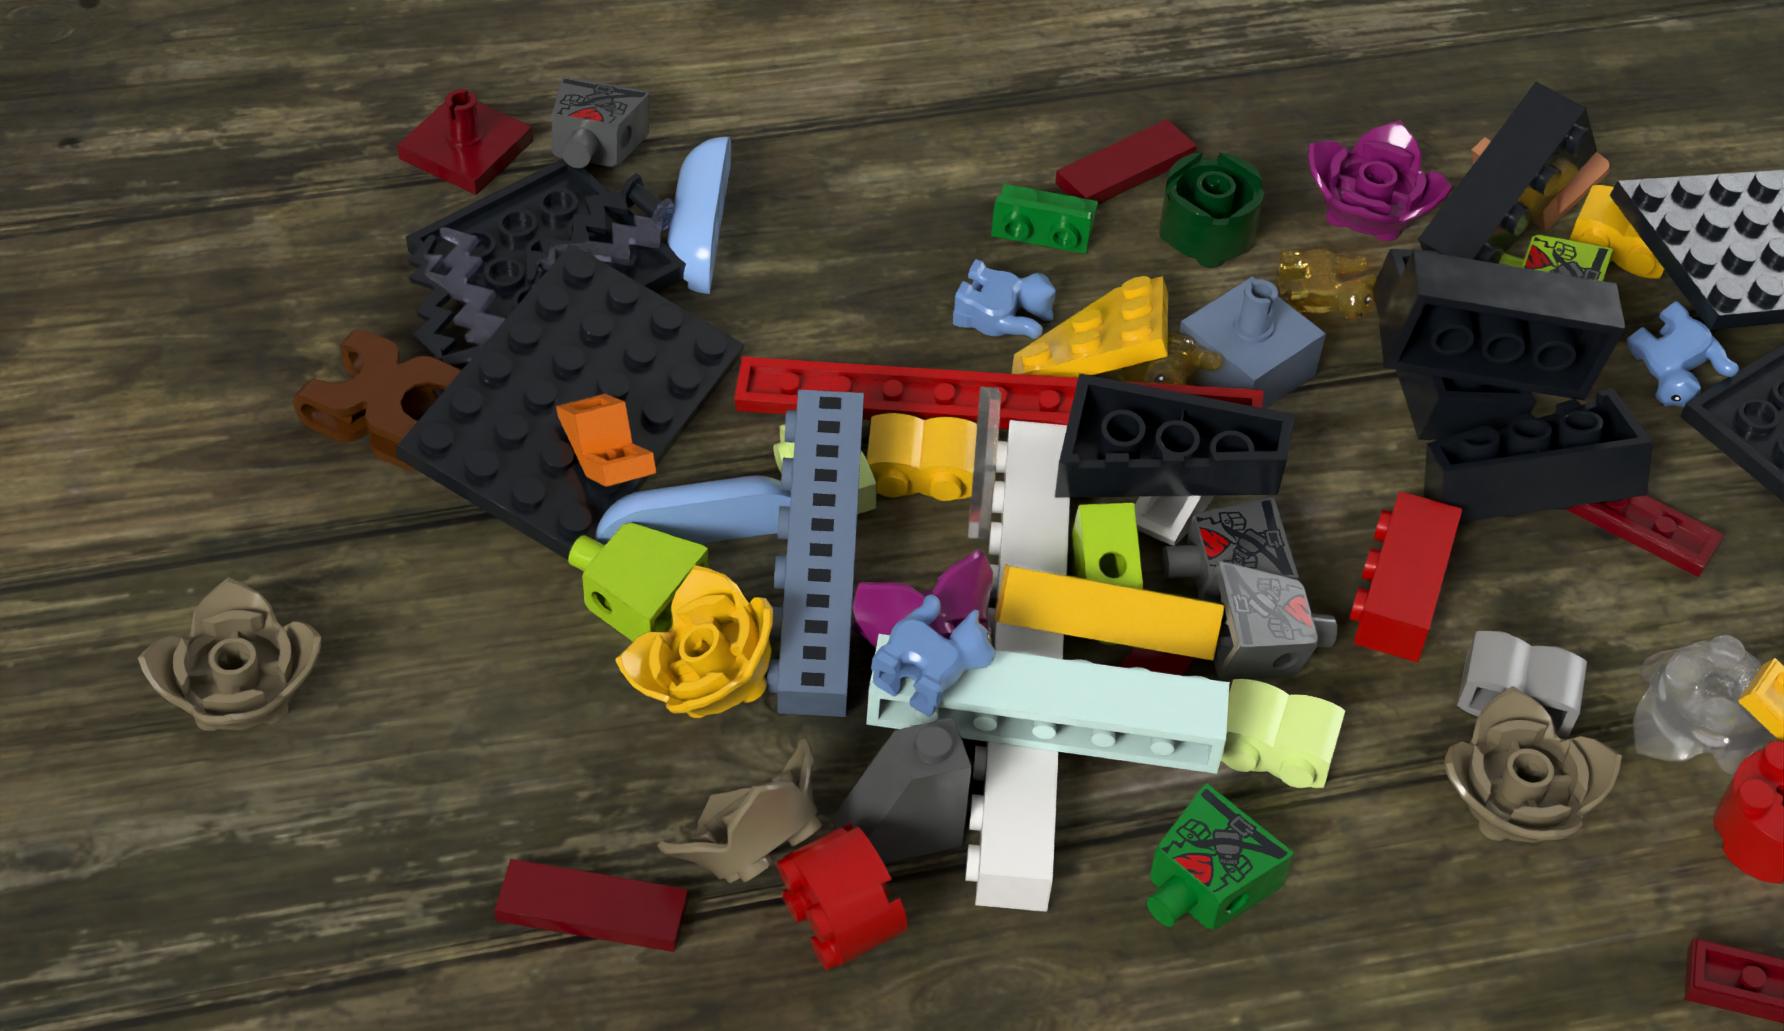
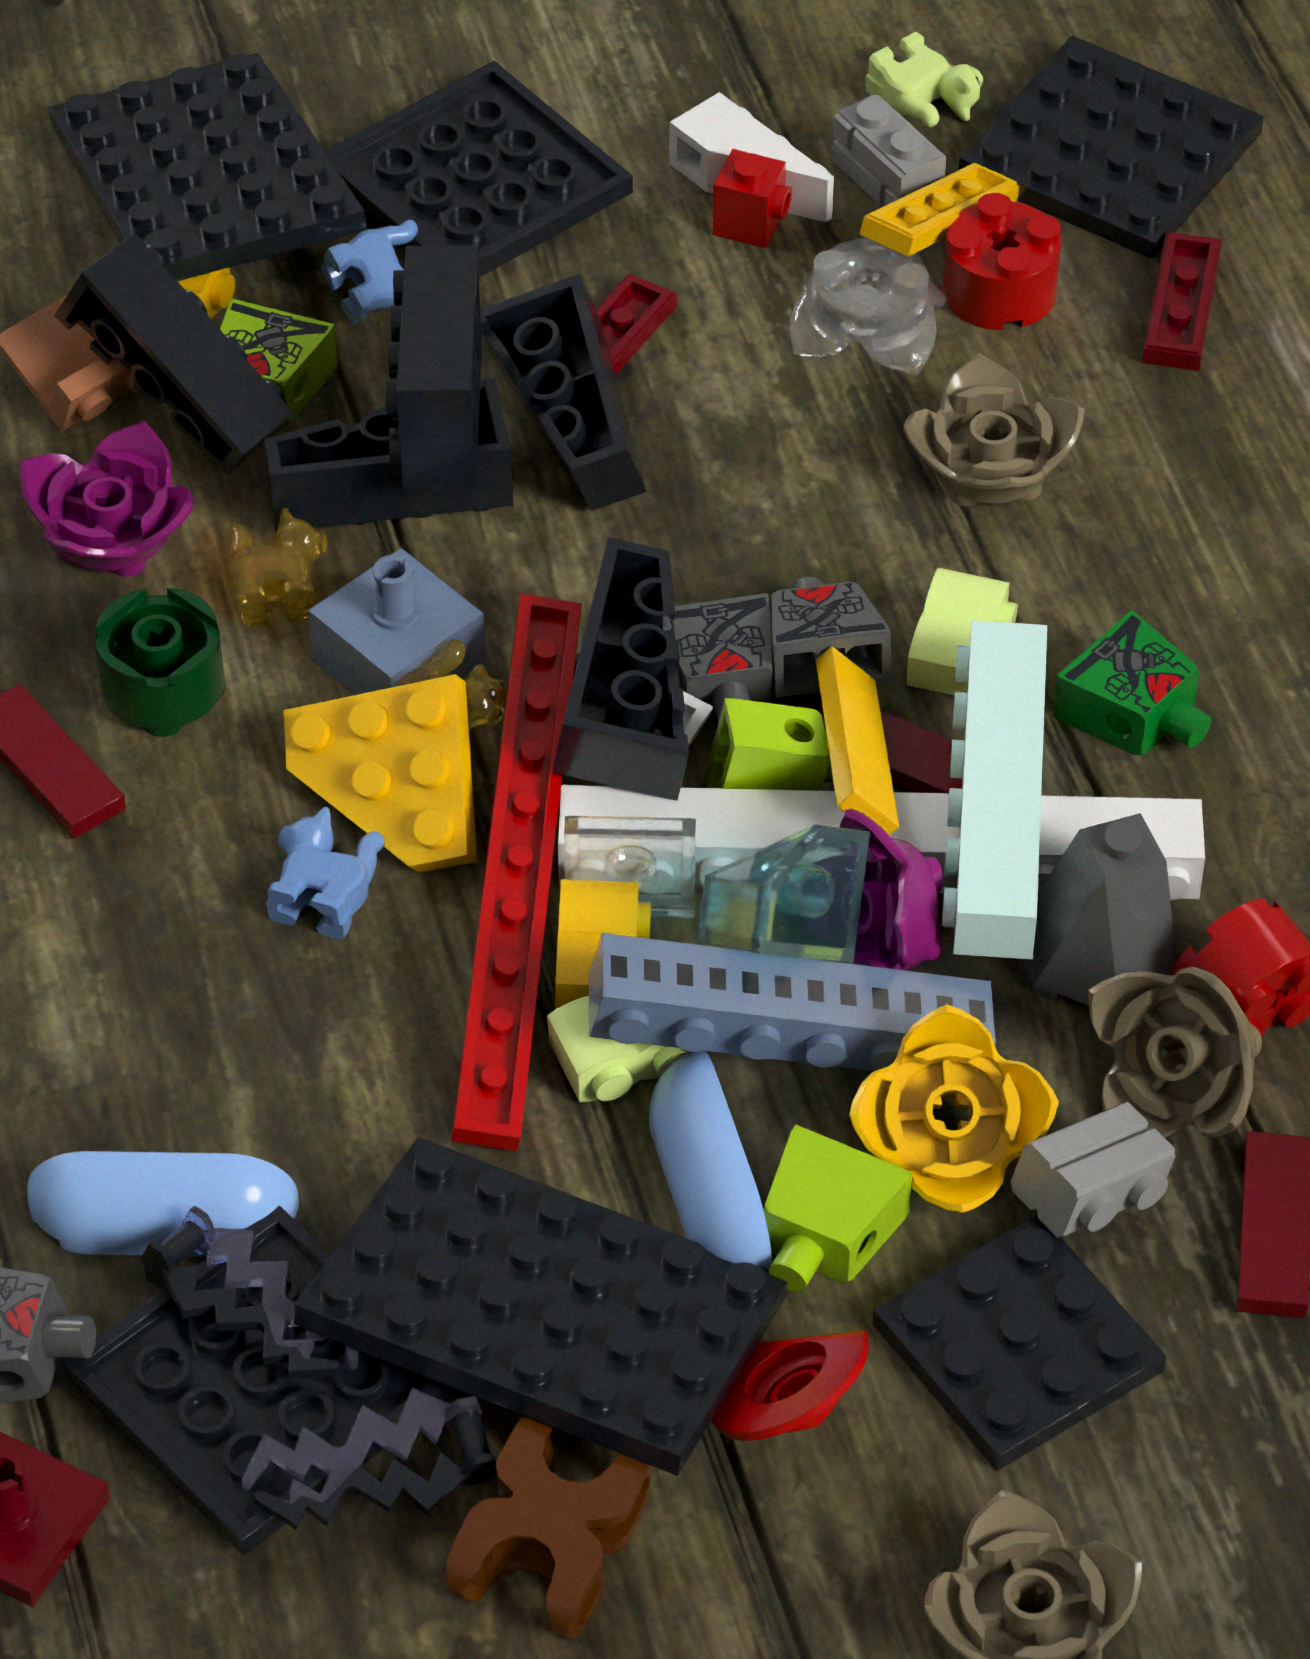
camera: 90 degrees left, 0 degrees up
(470, 537) = (791, 1385): none -> red hat
(504, 707) = (1018, 1341): none -> black plate
(603, 440) = (623, 1250): orange slope -> none
(644, 755) = (1093, 1170): none -> light grey brick
(901, 526) = (790, 896): none -> clear light blue slope
(928, 657) = (1009, 849): medium blue animal -> none
(1044, 218) = (156, 842): green bracket -> none
(1405, 576) = (728, 518): red brick -> none
(1542, 672) = (859, 439): light grey brick -> none

